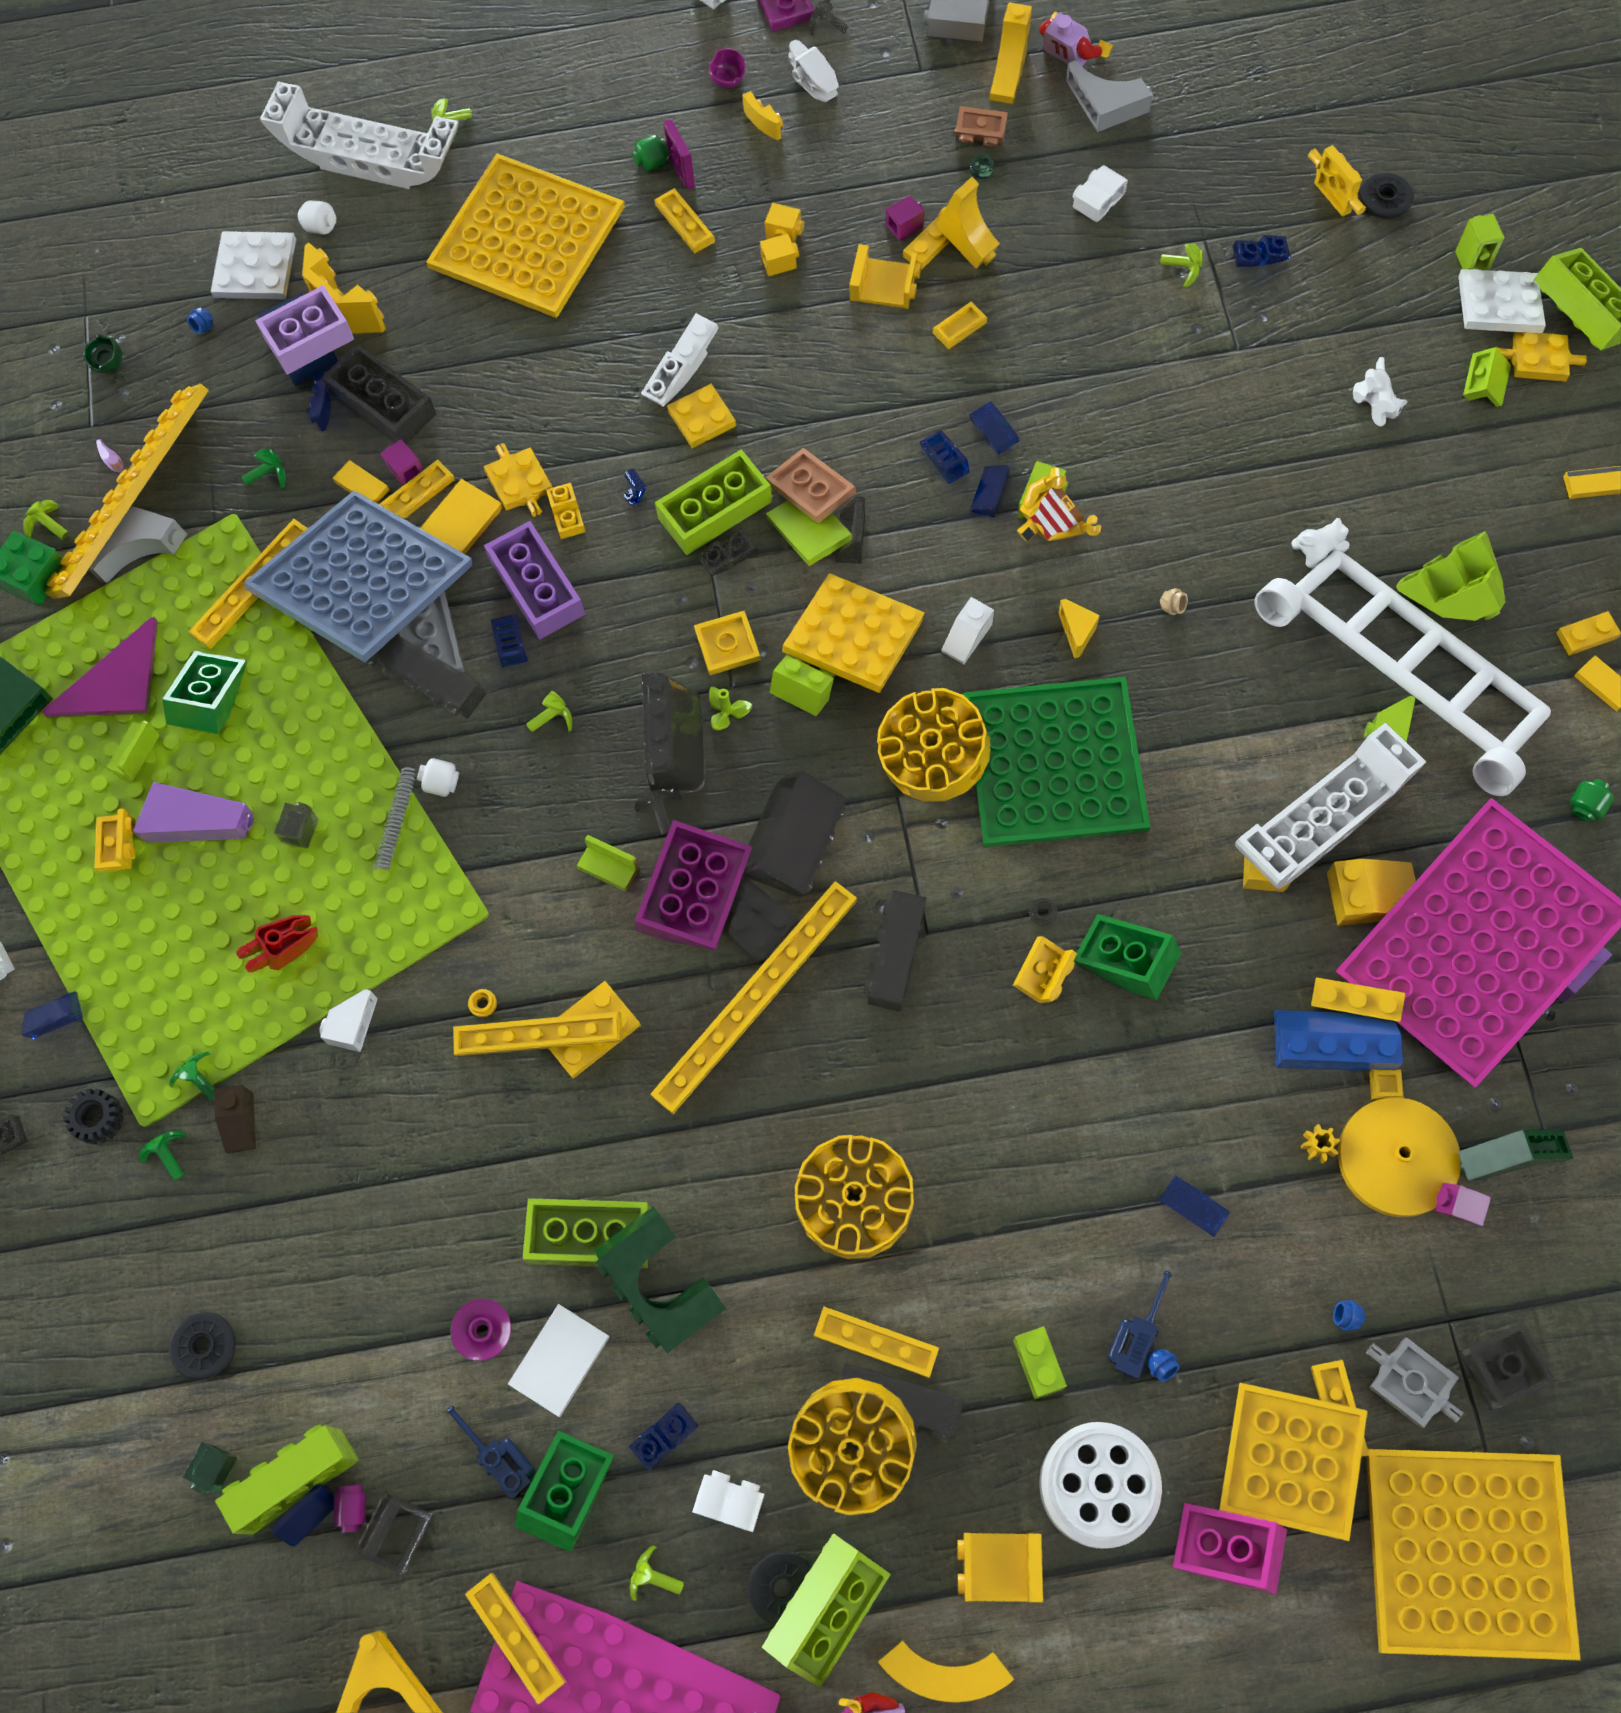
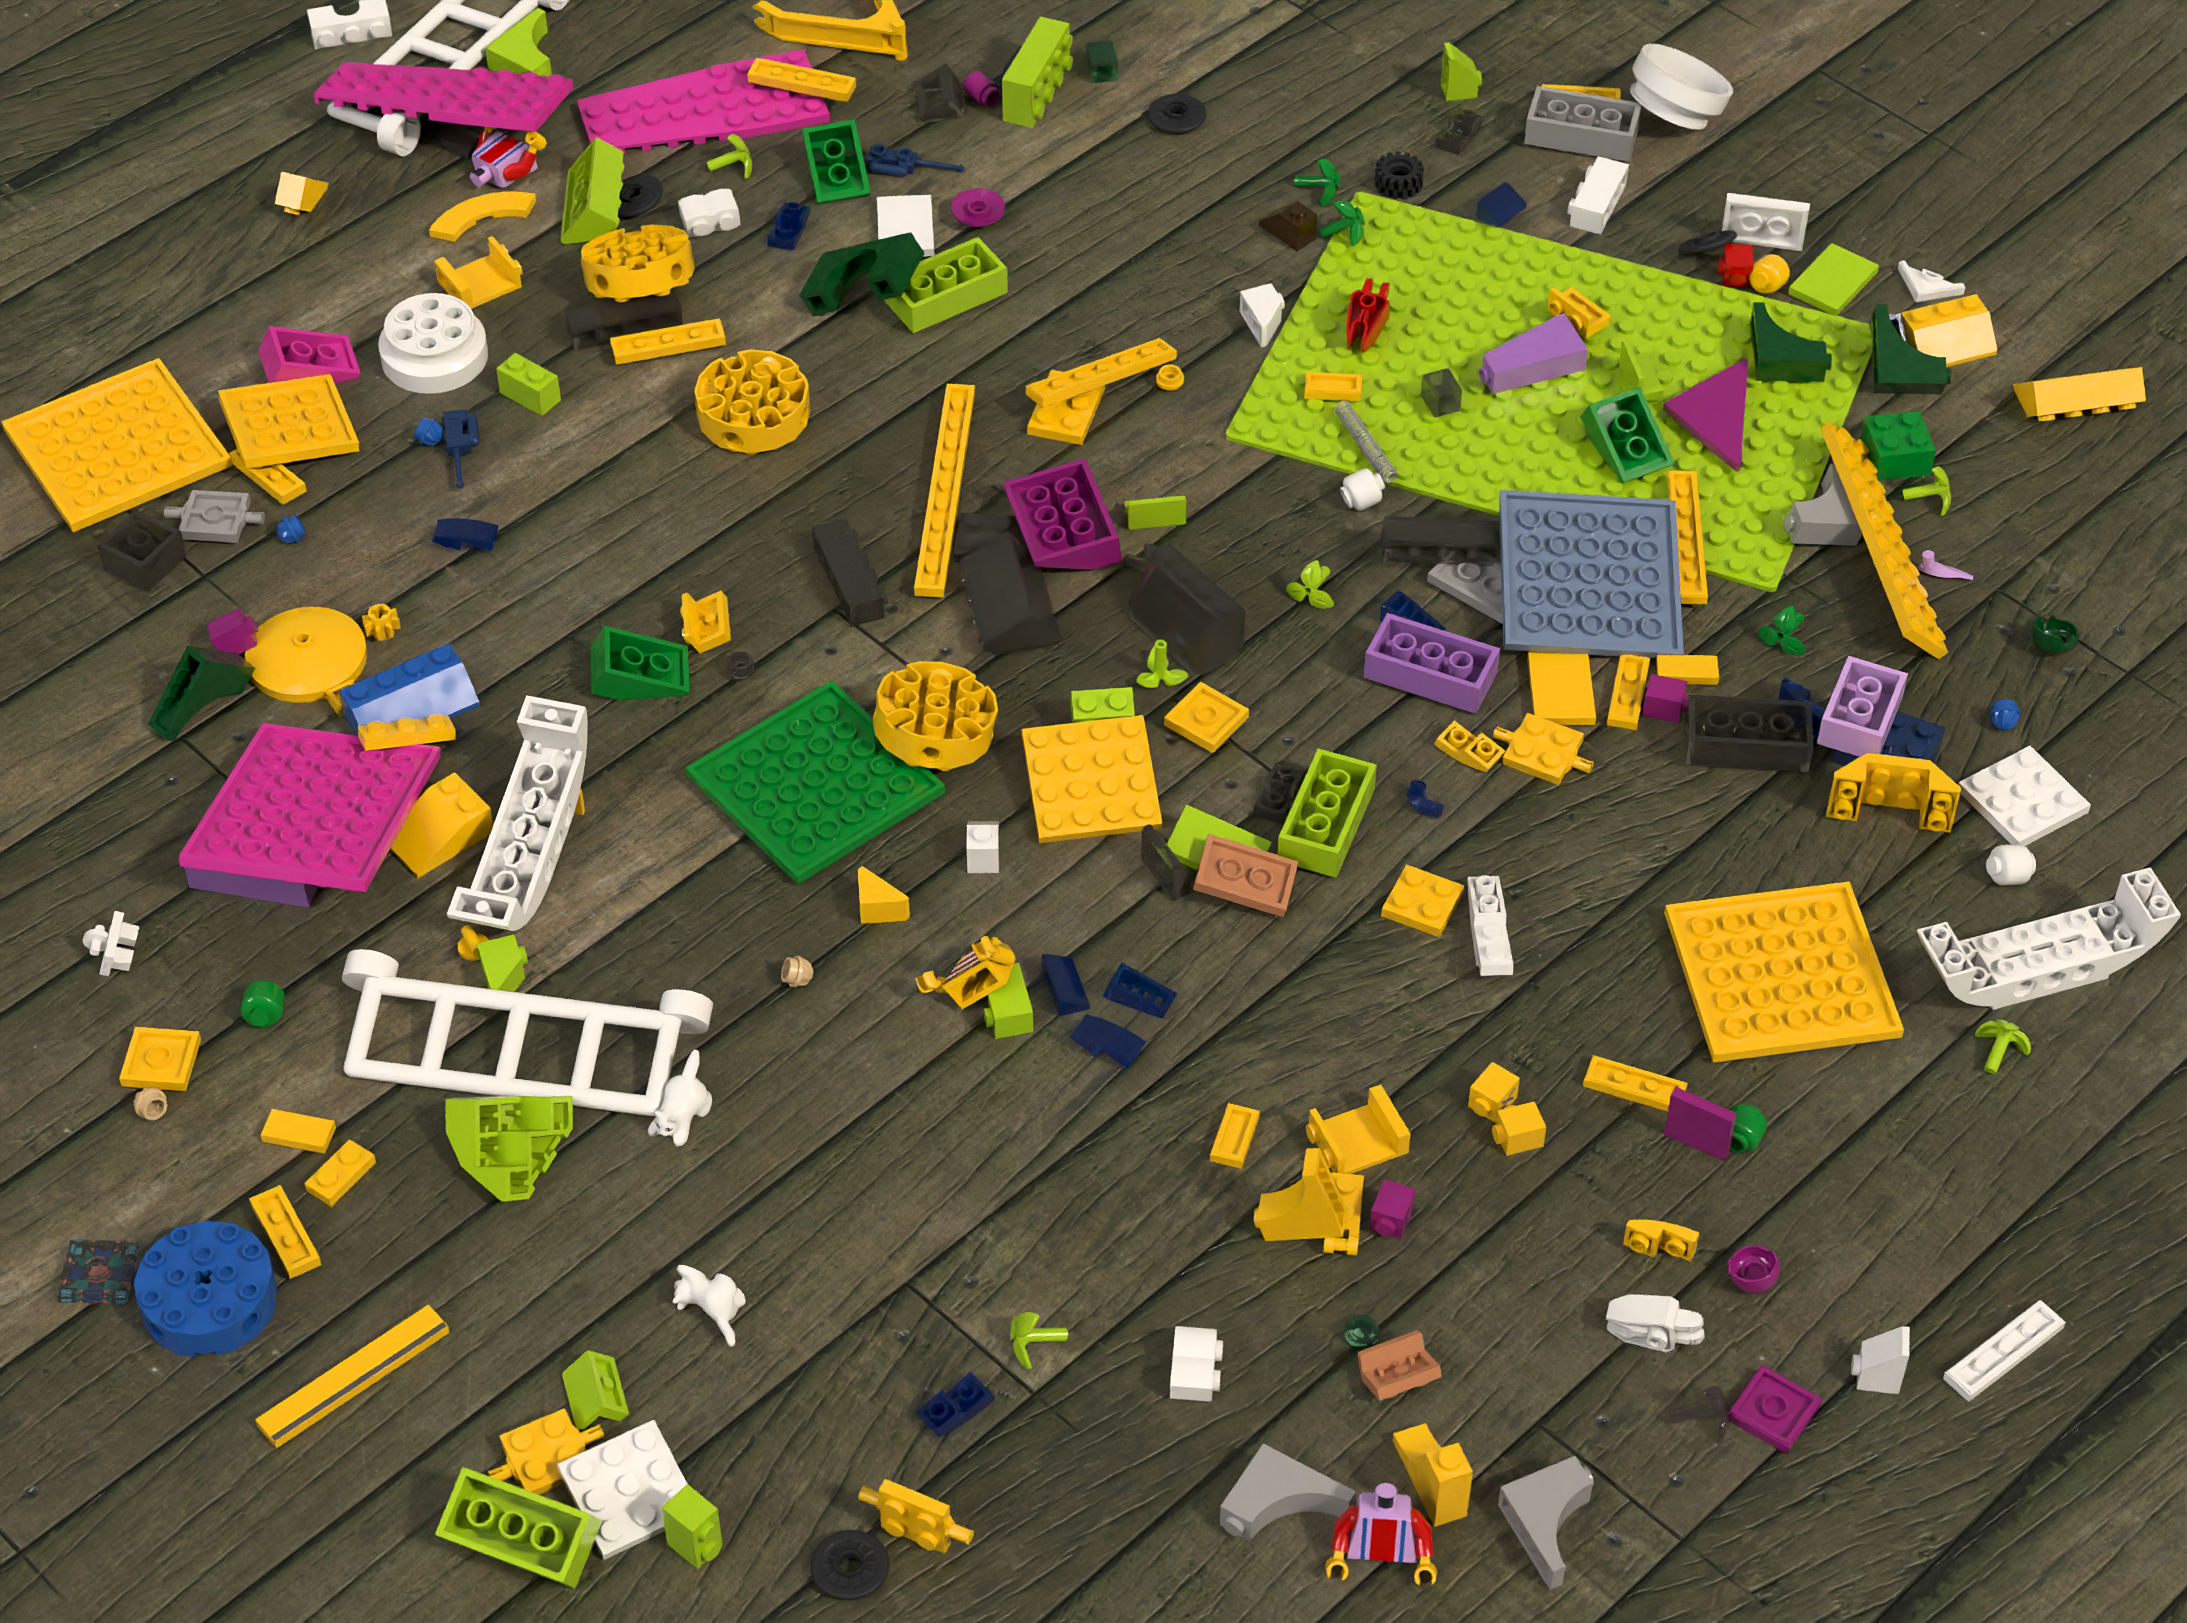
camera: 140 degrees right, 20 degrees down
(367, 897) = (1333, 386): none -> yellow tile

